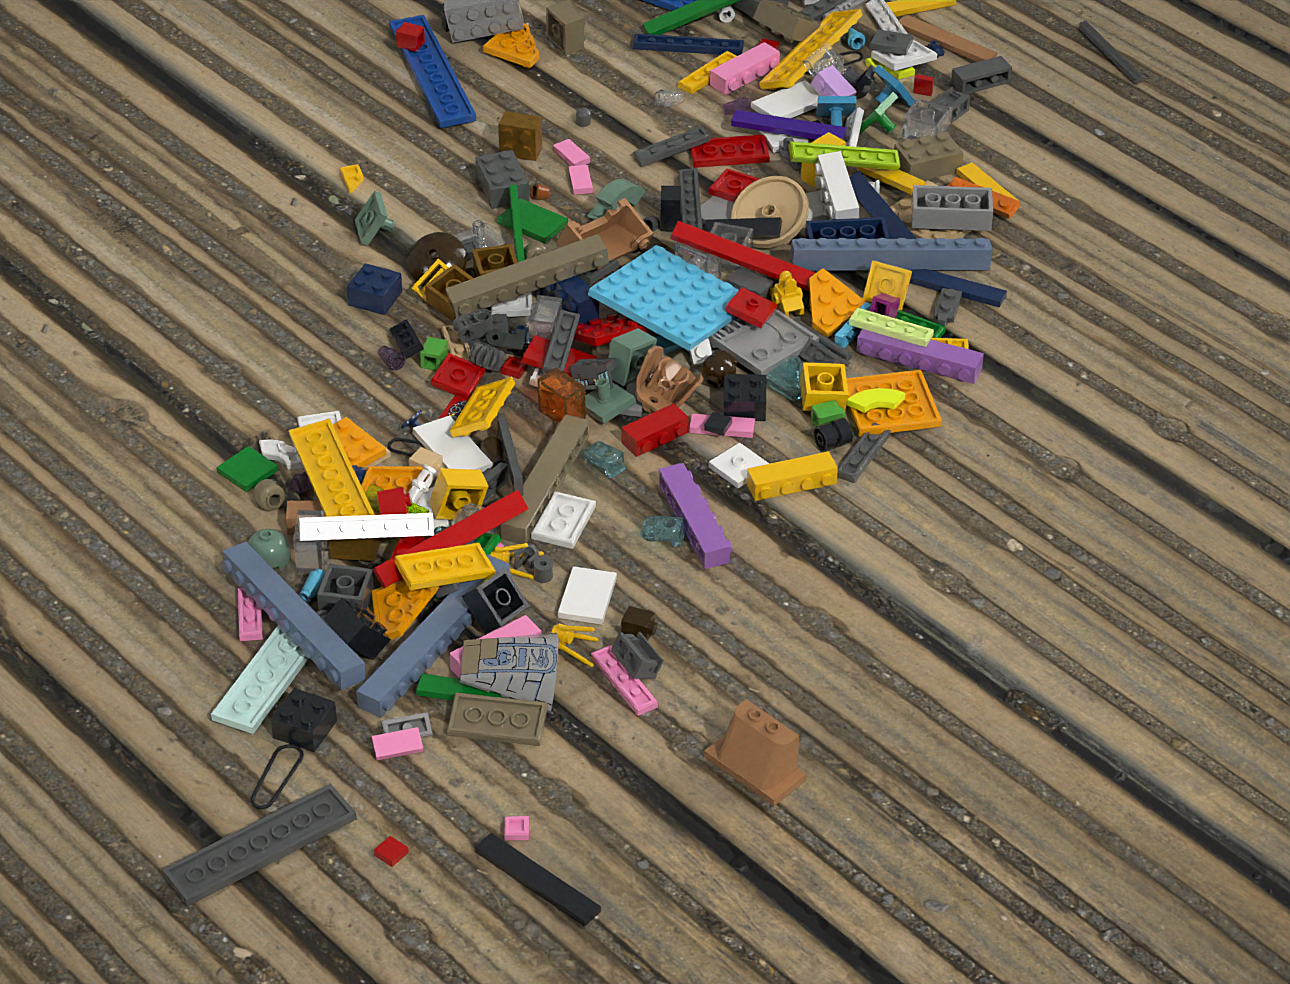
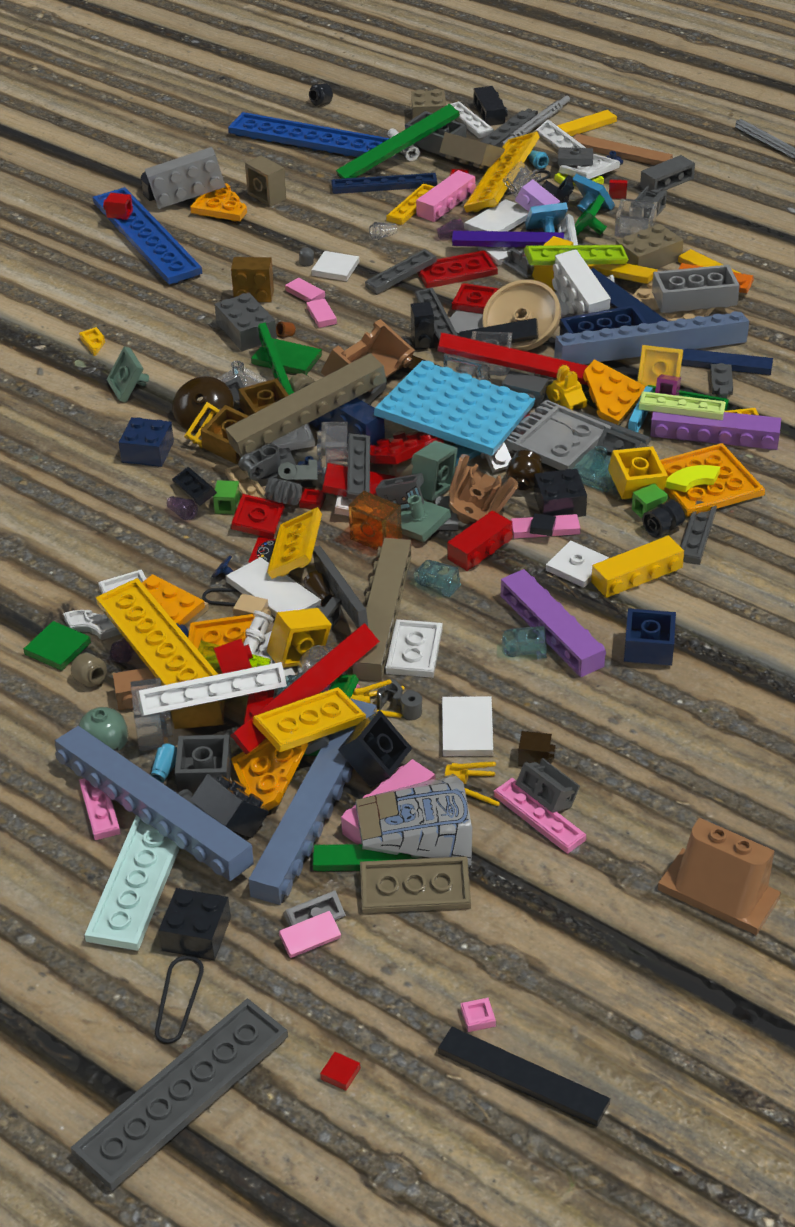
camera: 10 degrees left, 0 degrees up
(610, 130) = (335, 266): none -> white tile
(612, 194) = (362, 322): sand green arch -> none
(751, 307) = (537, 406): red plate -> none
(775, 541) = (650, 637): none -> dark blue brick

